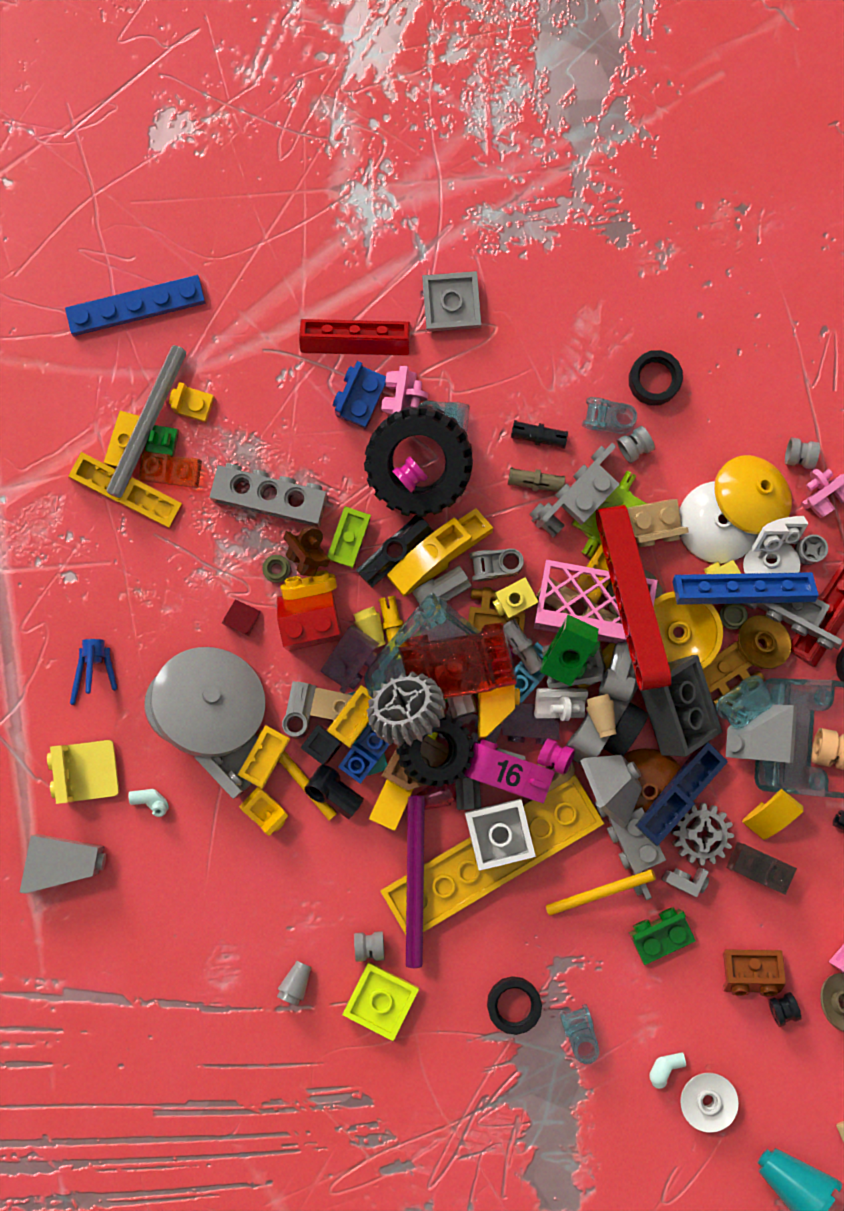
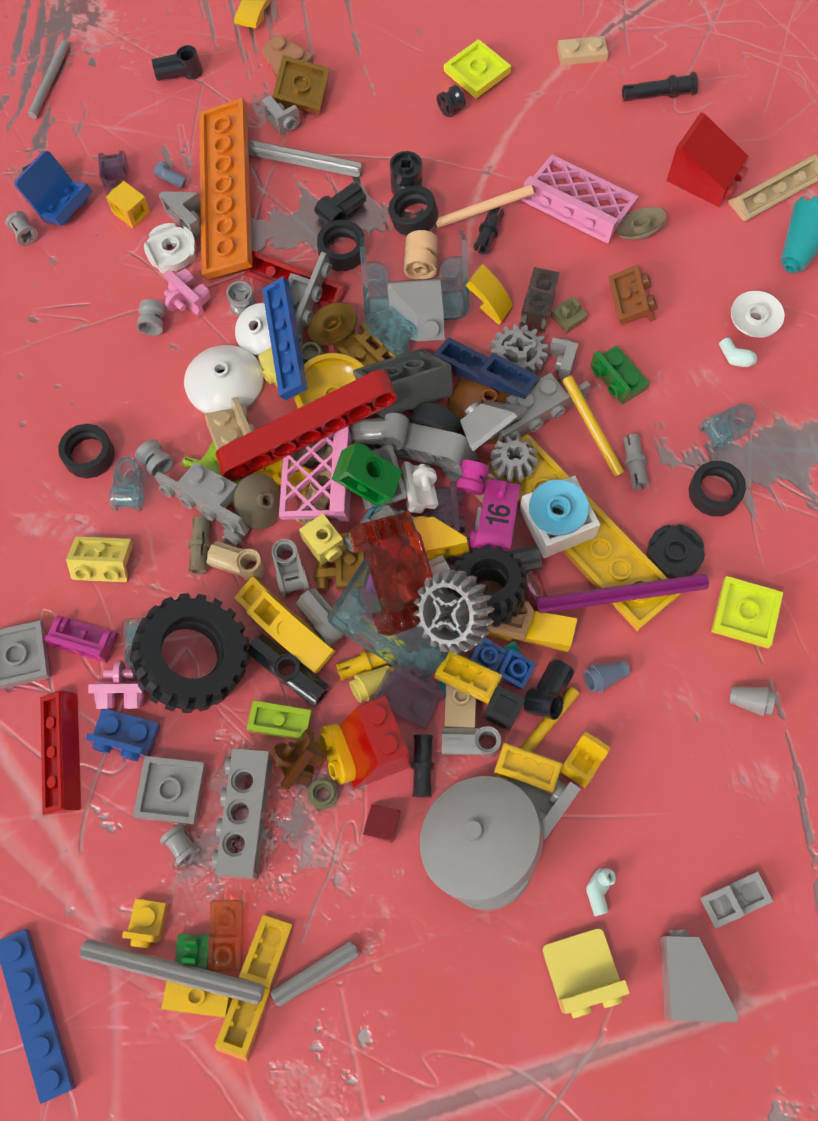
camera: 95 degrees left, 15 degrees down
(92, 653) = (447, 988): blue plant -> none
(121, 920) = (736, 899): none -> light grey slope
(125, 542) = (315, 973): none -> light grey axle
(251, 437) = (179, 845): none -> light grey bush
(285, 662) = (422, 766): none -> black pin
(301, 432) = (169, 790): none -> light grey plate
(341, 849) = (603, 676): none -> sand blue cone
(369, 946) = (696, 630): light grey wheel -> none
(410, 474) = (204, 649): dark pink wheel -> none
(456, 947) = (676, 550): none -> black tile
(458, 362) = (81, 639): none -> dark pink hinge
(498, 847) = (559, 495): none -> medium azure dish
(513, 512) = (235, 560): none -> tan piece
(537, 383) = (99, 559): none -> light yellow bracket
(539, 434) = (152, 549): black pin -> none
(557, 929) = (635, 462): none -> light grey pin
(562, 801) = (514, 459): none -> light grey gear
(573, 534) = (249, 502): none -> dark tan dish
(602, 714) = (425, 436): tan cone -> none
(742, 898) = (569, 314): none -> olive tile
(743, 498) = (194, 350): yellow dish -> none
(780, 532) = (229, 320): white slope -> none
(785, 1009) = (659, 267): black wheel -> none

